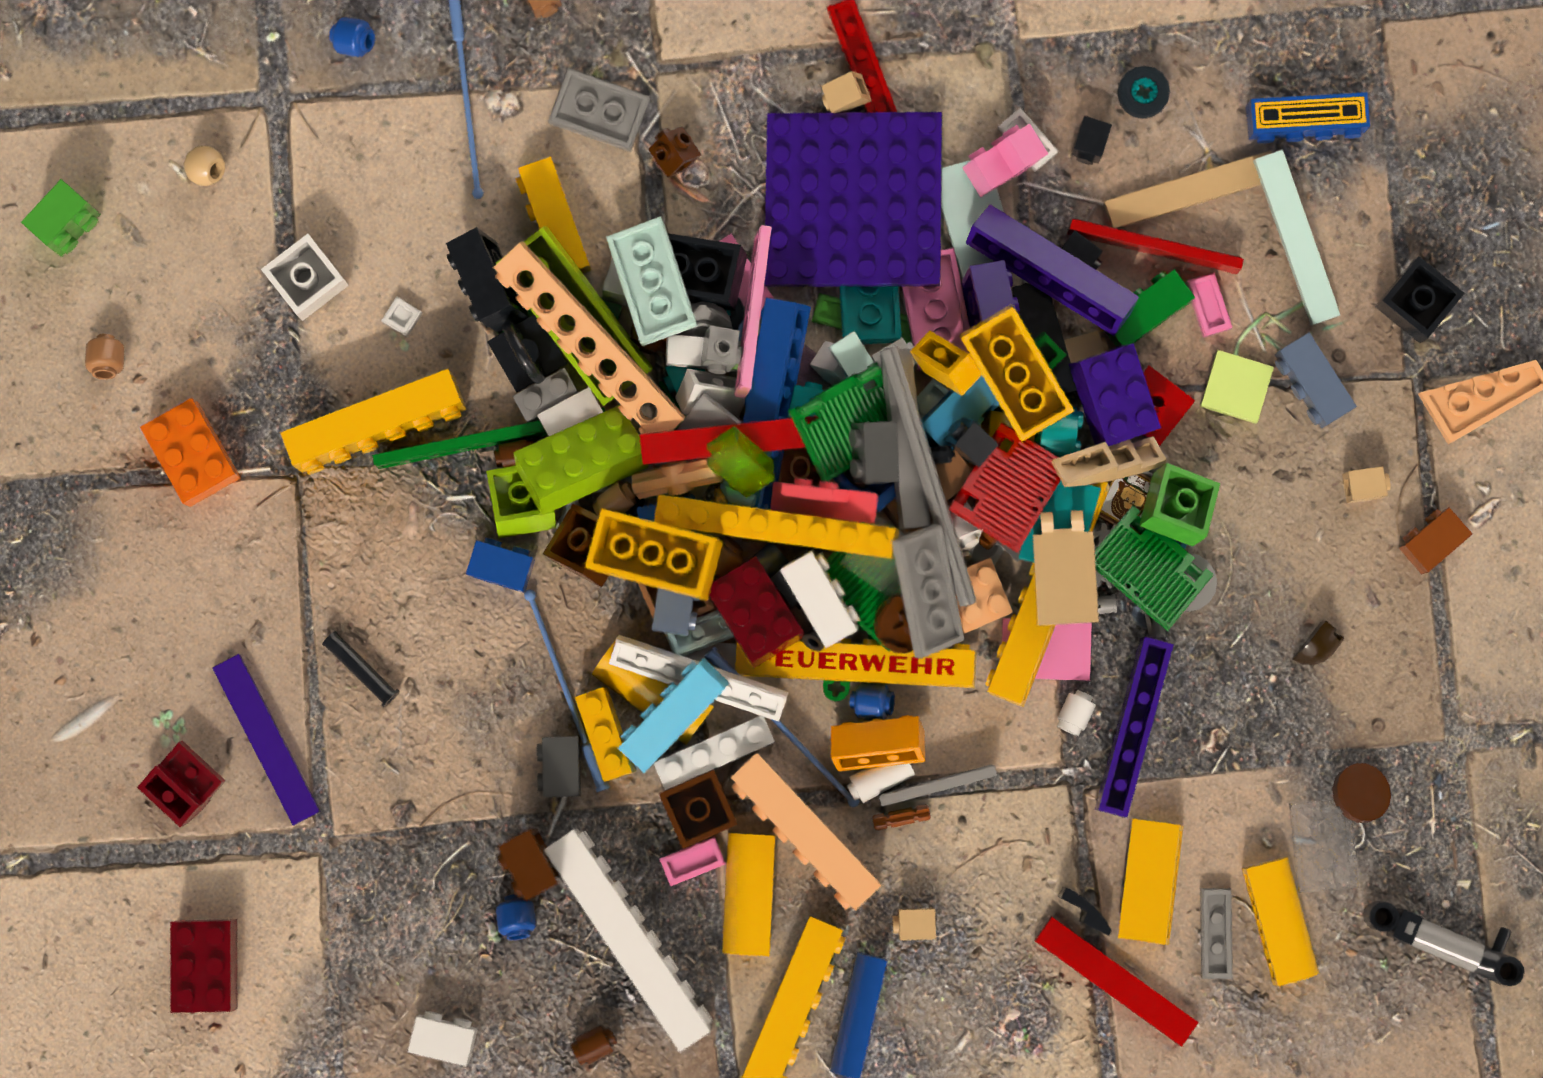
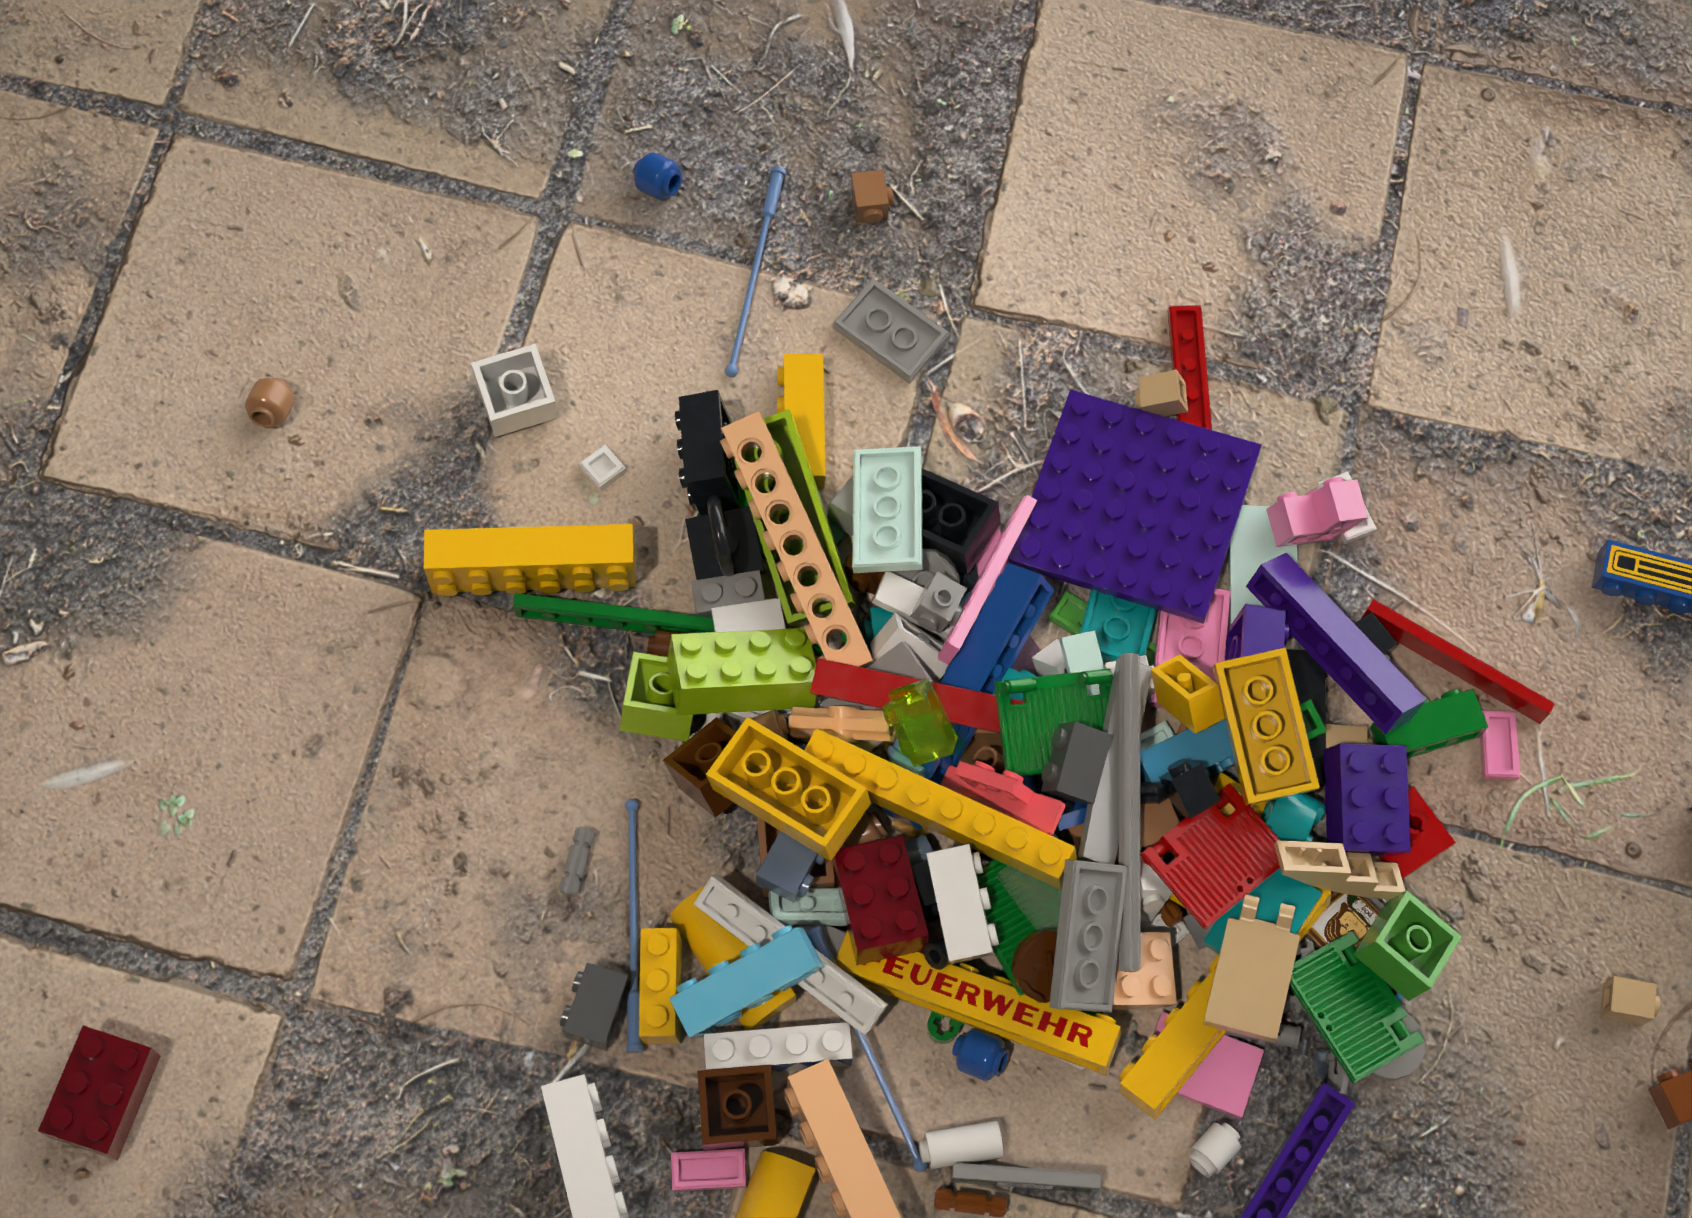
camera: 15 degrees right, 15 degrees down
(61, 218) = (282, 248): bright green brick -> none
(181, 784) = (161, 878): dark red brick -> none
(190, 452) = (319, 528): orange brick -> none
(204, 165) = (453, 248): tan piece -> none
(266, 739) = (276, 865): dark purple tile -> none
(360, 668) = (412, 821): black pin -> none
(500, 565) = (611, 760): blue brick -> none
(503, 656) = (576, 861): none -> light grey axle
(515, 917) = (479, 1162): blue head -> none
(528, 864) = (518, 1100): reddish brown brick -> none
(674, 151) = (957, 393): reddish brown brick -> none
(878, 743) = (971, 1102): light orange brick -> none
(1091, 140) = (1416, 528): black brick -> none
(1150, 79) = (1497, 487): black bush -> none
(1183, 192) = (1515, 617): tan tile -> none
(1236, 386) = (1507, 844): yellowish green tile -> none
(1296, 237) = (1620, 705): light aqua tile -> none
(1314, 381) = (1599, 865): sand blue brick -> none
(1319, 645) = (1526, 1170): dark brown brick -> none

